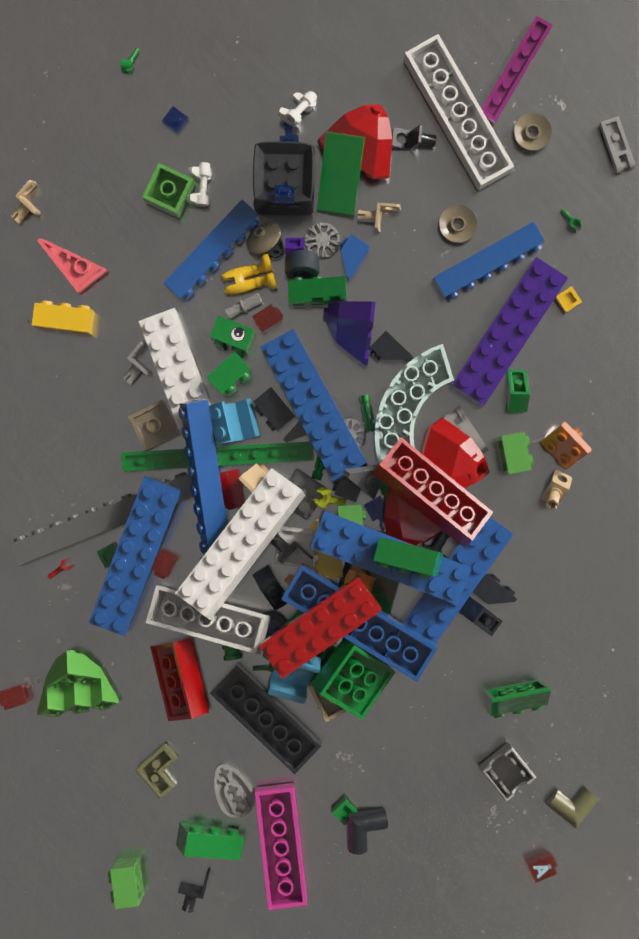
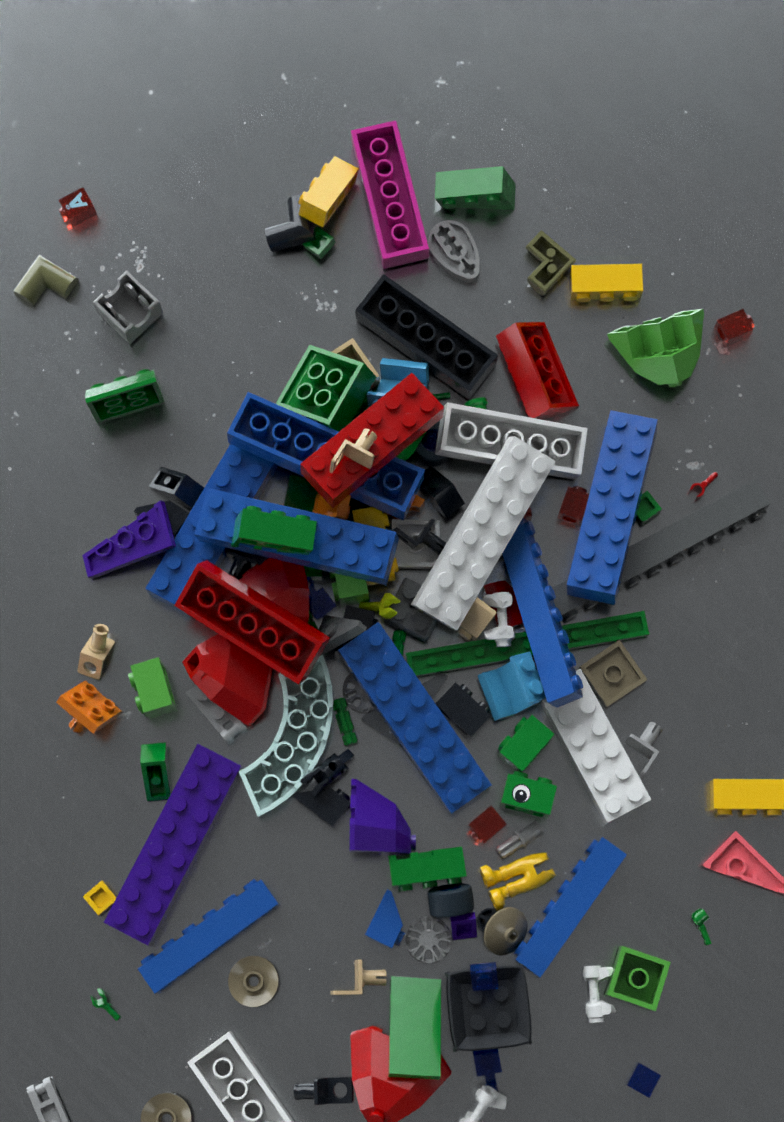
camera: 175 degrees right, 10 degrees down
(112, 747) = (606, 282): none -> yellow brick
(115, 231) = (700, 917): none -> green hand
(126, 883) = (567, 132): bright green brick -> none
(192, 892) = (488, 132): black bracket -> none
(235, 464) = (503, 633): none -> white piece
(332, 854) = (327, 191): none -> yellow brick
(334, 613) = (357, 451): none -> tan bracket
(384, 373) = (328, 771): none -> black hinge
(518, 573) = (139, 540): none -> dark purple wing

